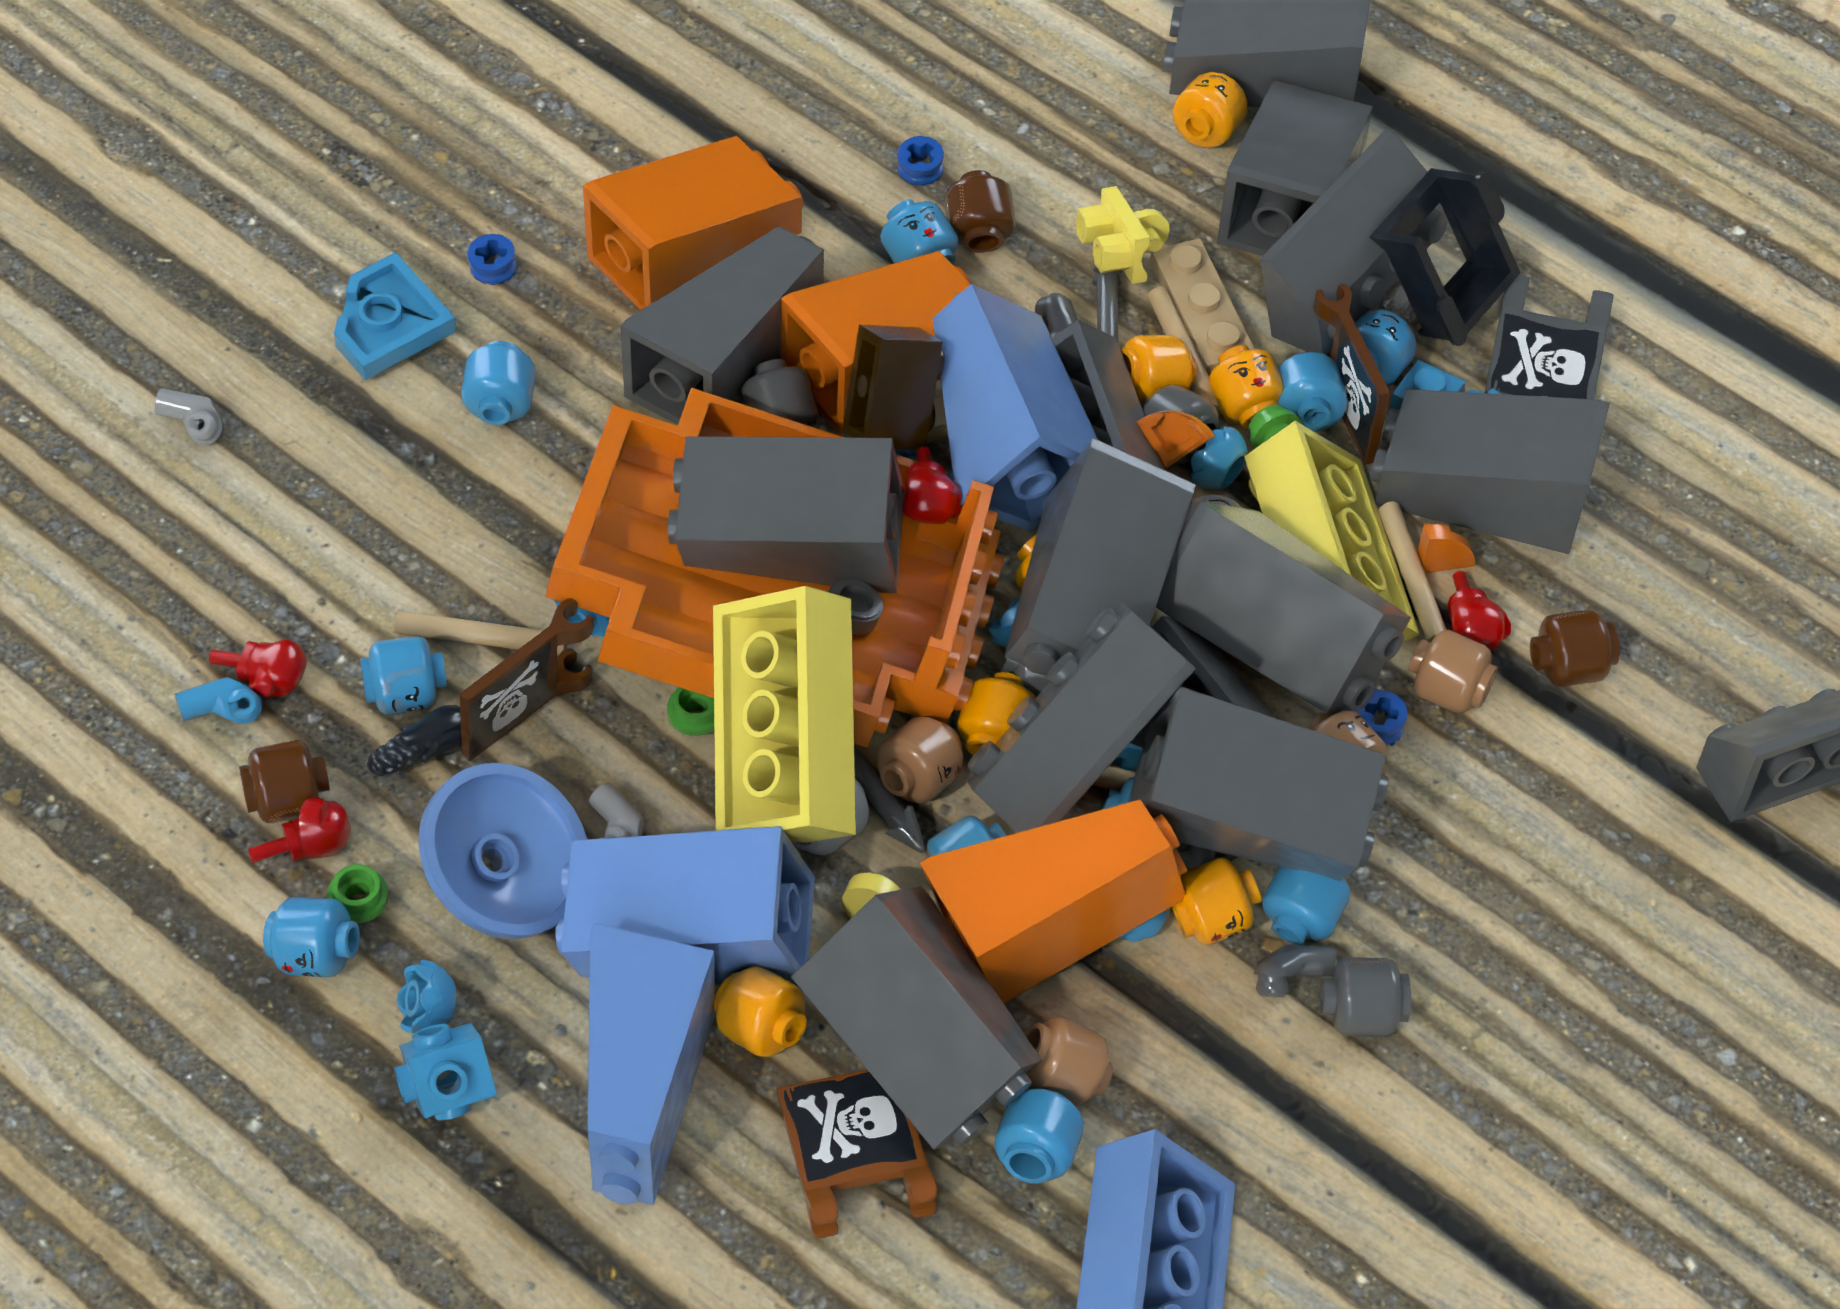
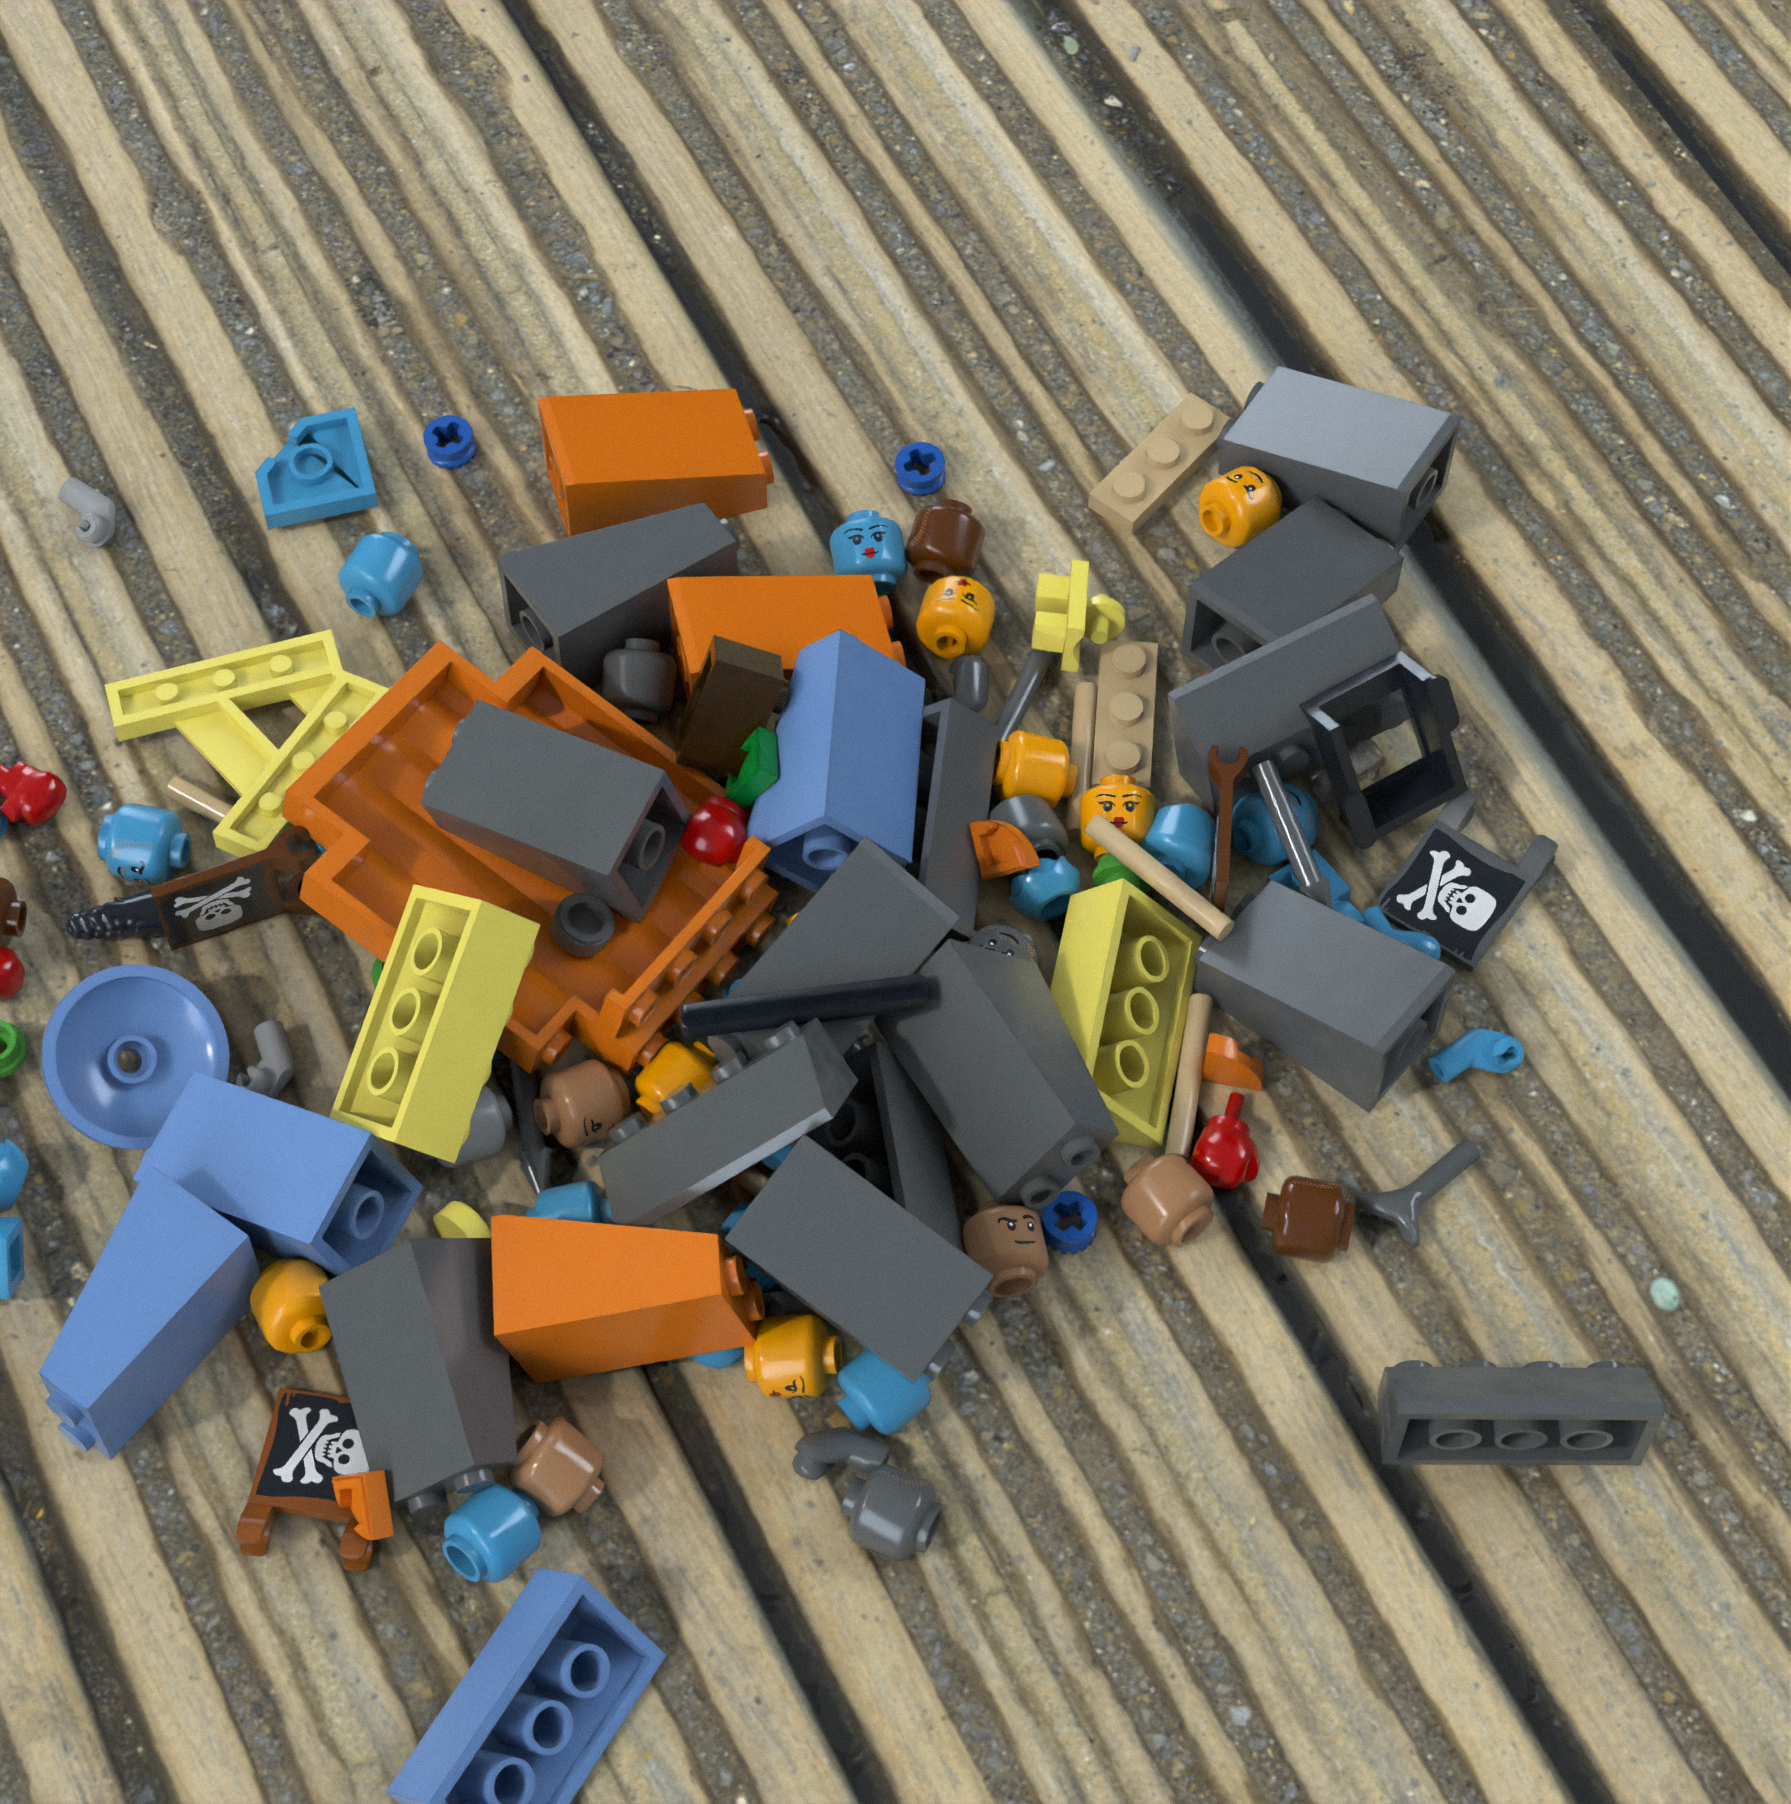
camera: 25 degrees right, 5 degrees up
(402, 542) = (207, 708): none -> light yellow plate
(919, 1146) = (368, 1501): none -> orange tile
(942, 428) = (758, 769): none -> green tile
(1020, 264) = (956, 613): none -> light orange head
(1089, 602) = (803, 1005): none -> black axle
(1120, 98) = (1159, 465): none -> tan plate
(1317, 414) = (1159, 877): none -> tan bar
(1405, 344) = (1291, 833): none -> dark grey piece
(1635, 474) = (1477, 1050): none -> dark azure arm
(1640, 613) = (1405, 1203): none -> dark grey piece

